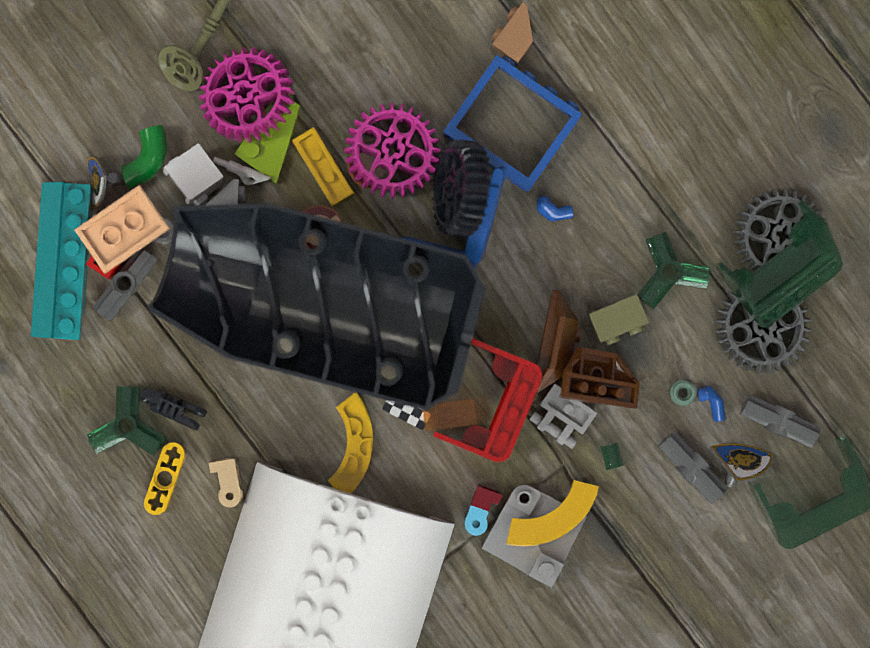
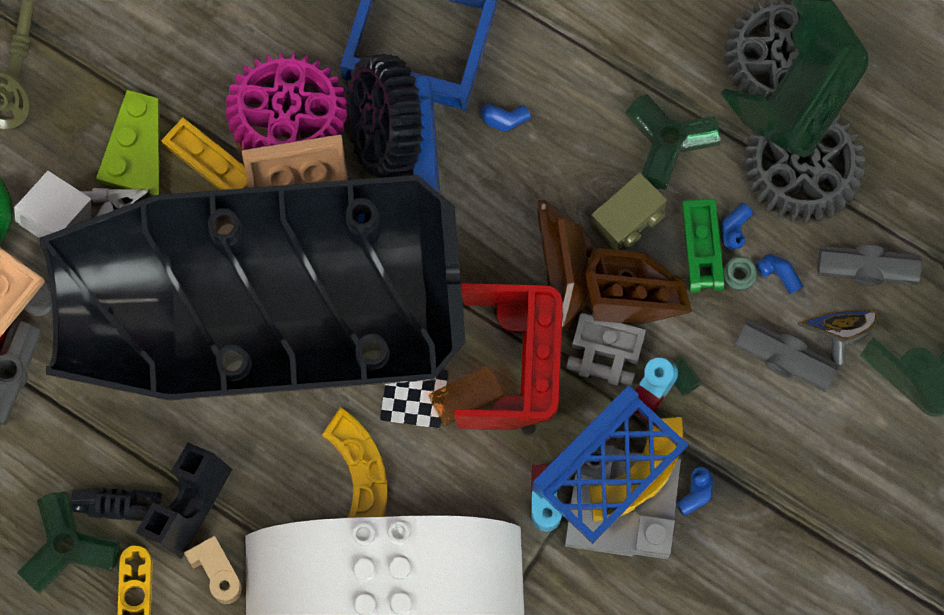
camera: 20 degrees left, 15 degrees down
(208, 439) = (200, 482): none -> black arch
(238, 91) = (89, 103): dark pink gear -> none
(382, 203) = (296, 163): none -> light nougat tile
(521, 489) = (592, 439): none -> blue fence
(591, 455) = (658, 380): none -> medium azure leg
(591, 545) = (699, 492): none -> blue arm
(663, 361) = (702, 244): none -> green plate
(690, 356) = (731, 226): none -> blue arm

